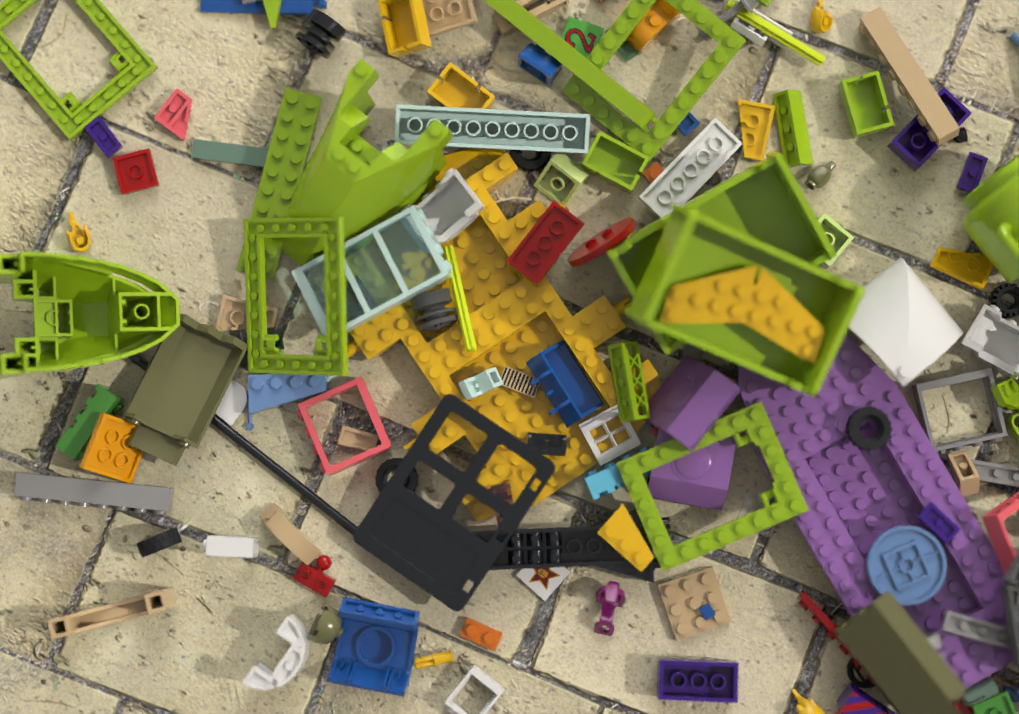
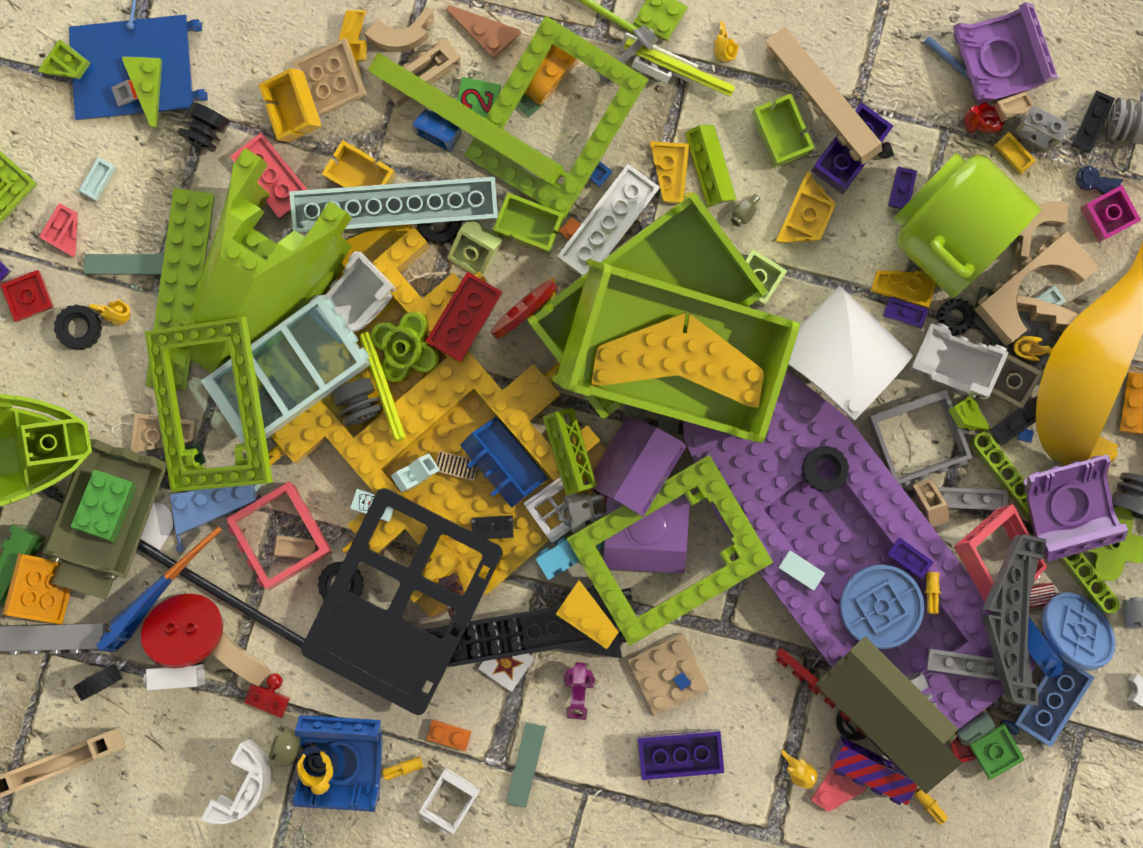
camera: 10 degrees left, 0 degrees up
(179, 221) = (70, 313): none -> black tyre
(184, 378) = (104, 506): none -> bright green brick
(195, 486) = (129, 619): none -> blue plate
(214, 70) = (97, 179): none -> light aqua tile
(218, 199) = (117, 314): none -> yellow piece
(243, 504) = (182, 631): none -> red plate
(355, 648) = (317, 766): none -> piece
(385, 91) = (277, 177): none -> coral plate
(428, 405) = (362, 502): none -> light aqua tile
(496, 272) = (405, 346): none -> lime plant
(550, 671) = (526, 764): none -> sand green tile
(632, 439) = (581, 511): none -> light grey piece
(724, 367) = (668, 425): none -> light grey plate
(834, 521) = (801, 570): none -> light aqua tile
(879, 186) = (807, 214): none -> yellow wing
(956, 557) = (932, 592): none -> yellow axle
(960, 290) = (905, 312): none -> dark purple plate

